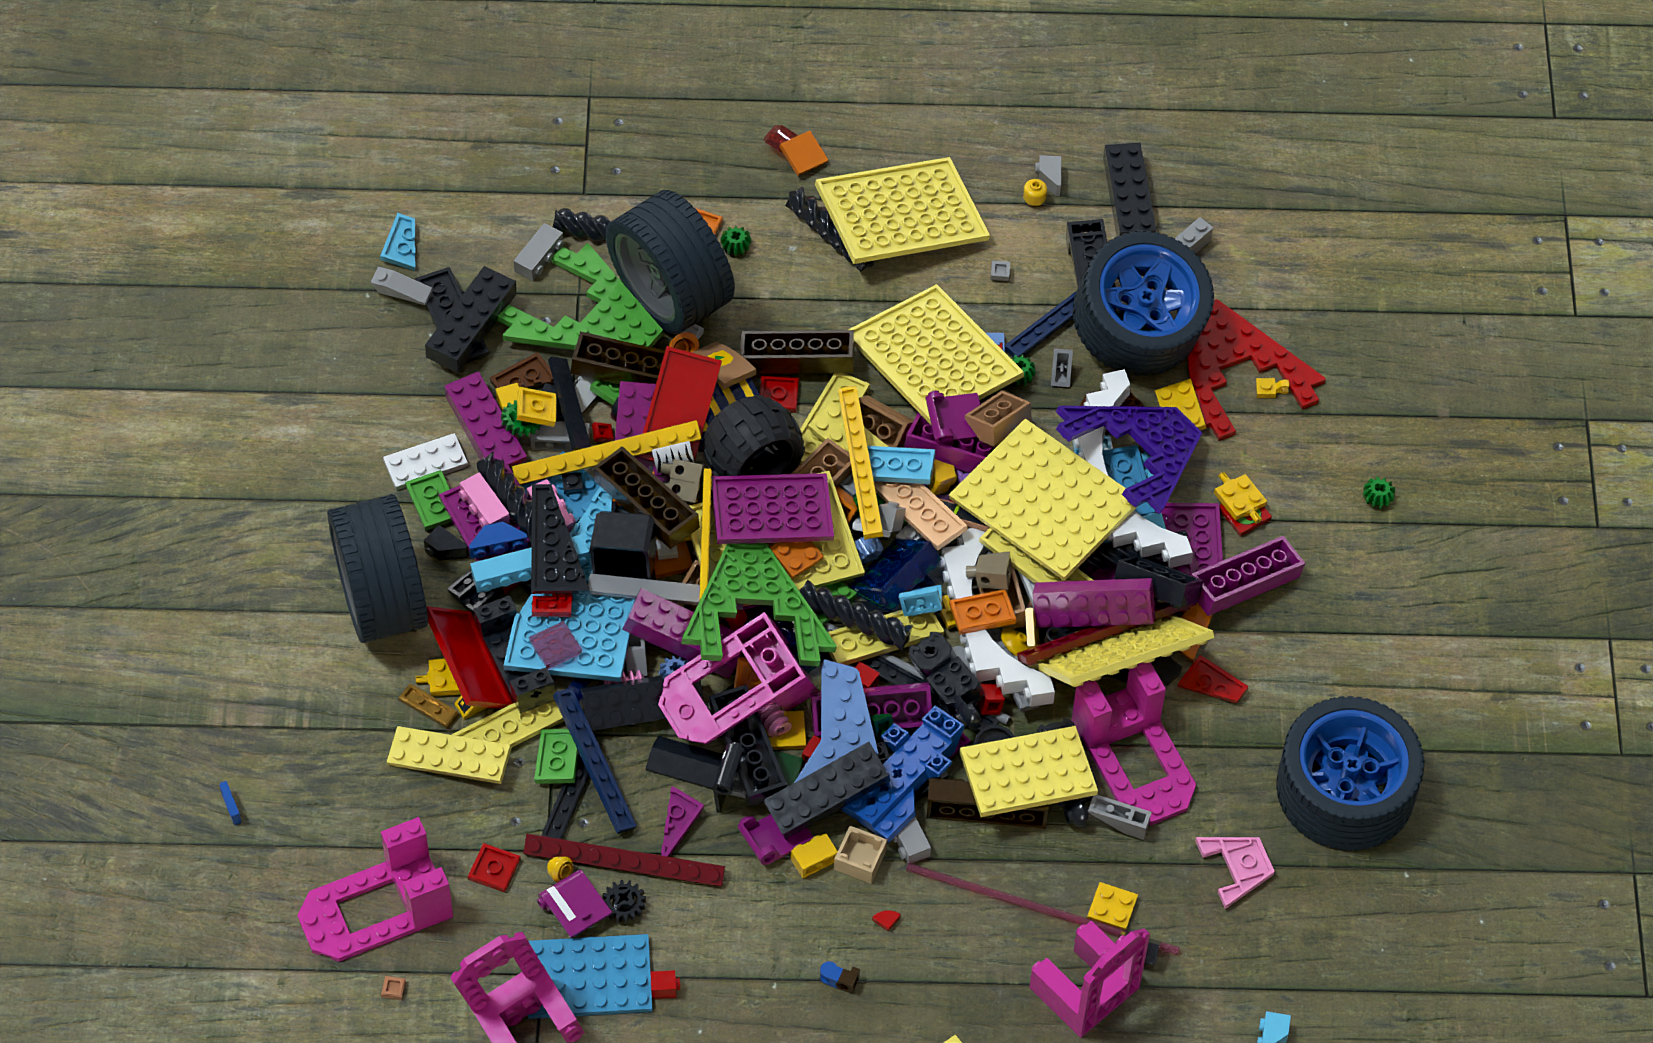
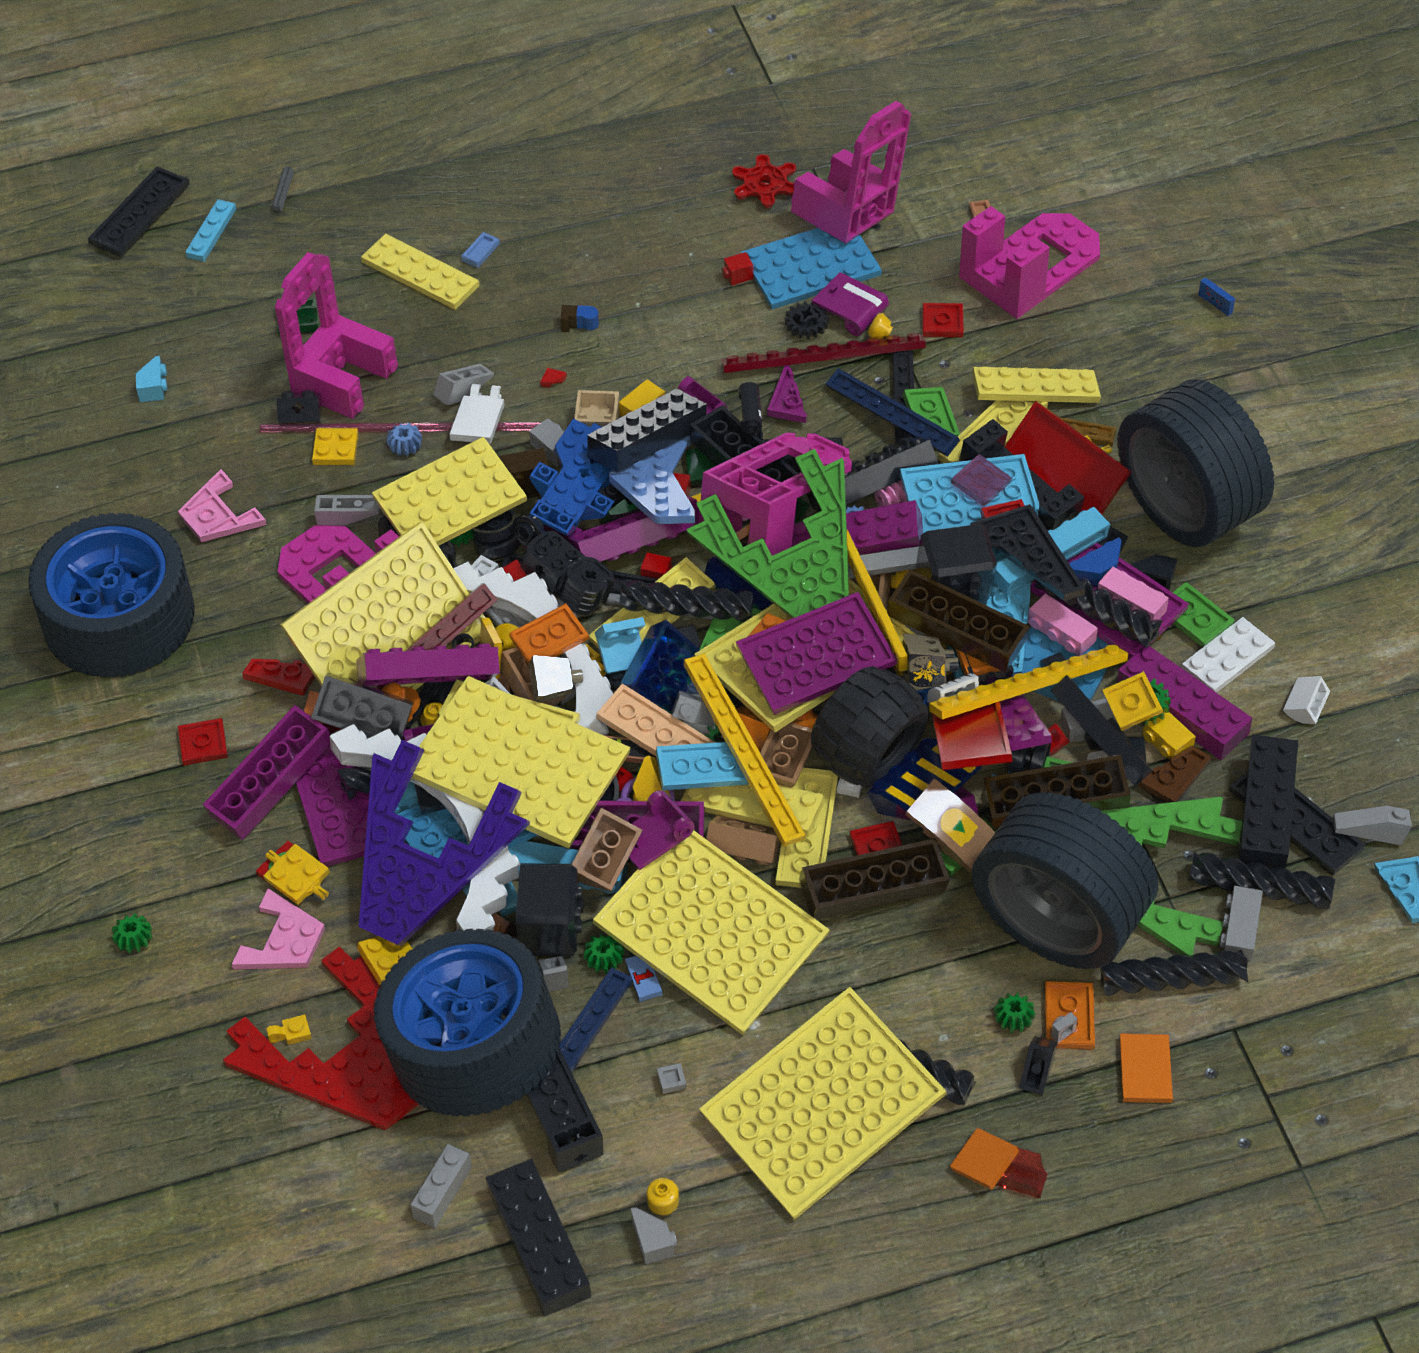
camera: 165 degrees right, 5 degrees down
(387, 403) = (1307, 699): none -> white brick
(533, 289) = (1275, 881): none -> black piece
(660, 176) = (1145, 1068): none -> orange tile
(709, 212) = (1063, 1027): none -> light grey plate
(734, 203) = (1038, 1065): none -> black slope
(971, 887) = (478, 415): none -> white tile
(973, 933) = (457, 383): none -> light grey slope
(1015, 726) = (484, 565): none -> white plate
(1040, 888) = (404, 439): none -> medium blue gear
(1054, 385) = (549, 908): none -> black plate
(1256, 454) = (290, 942): none -> bright pink wing
(1293, 644) = (202, 741): none -> red tile

